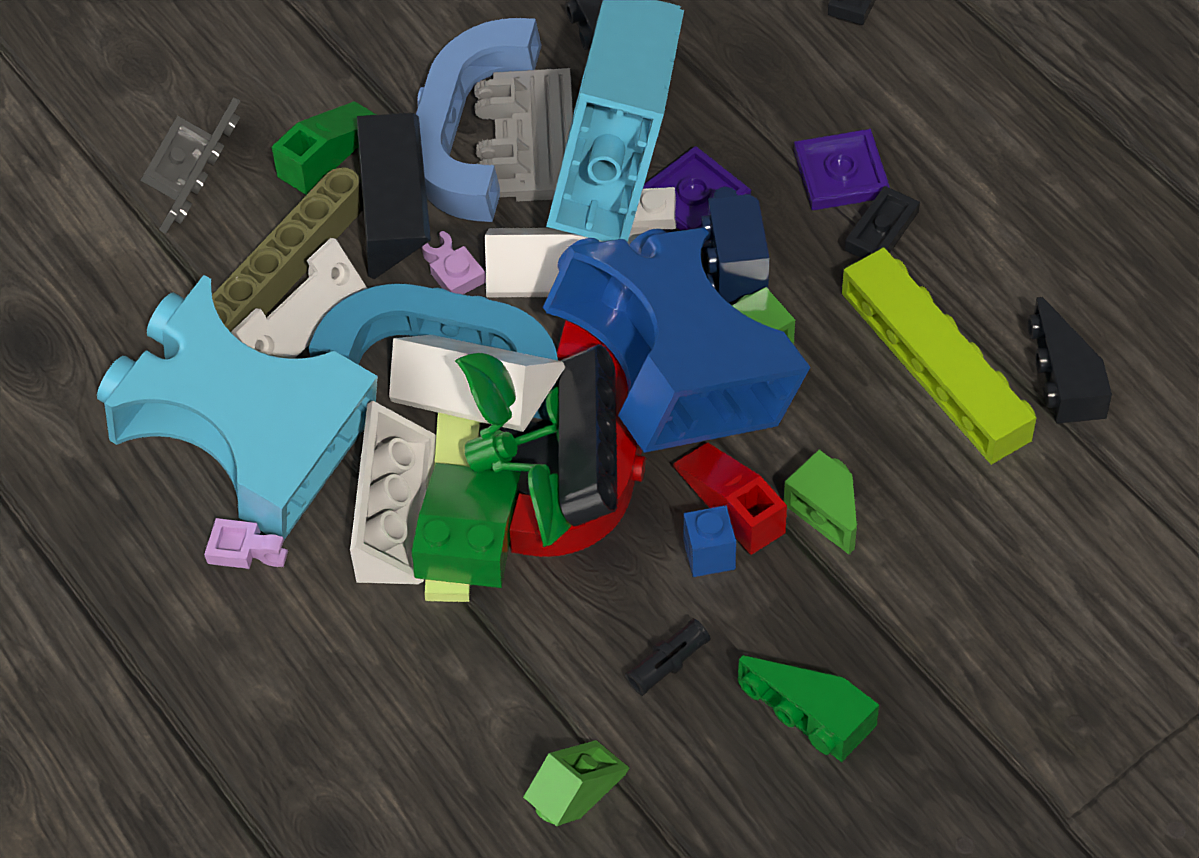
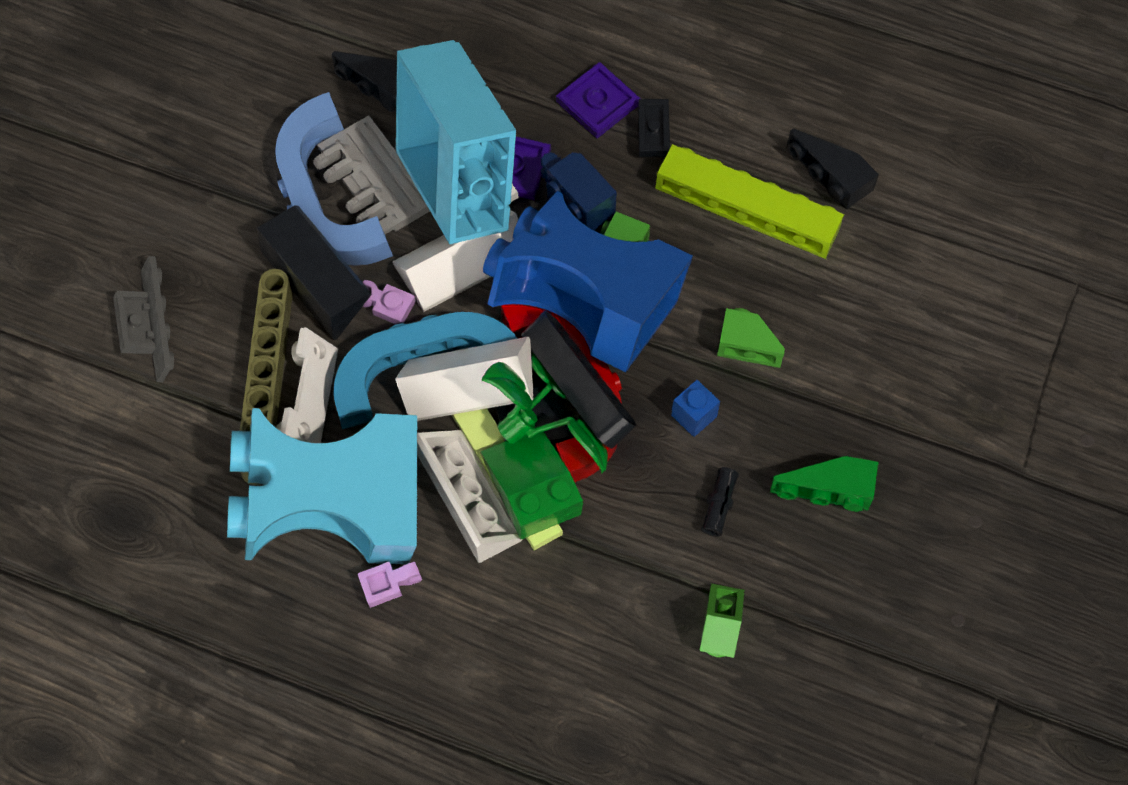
camera: 35 degrees left, 10 degrees up
(317, 146) = (236, 259): green slope -> none
(753, 506) = (686, 364): red slope -> none

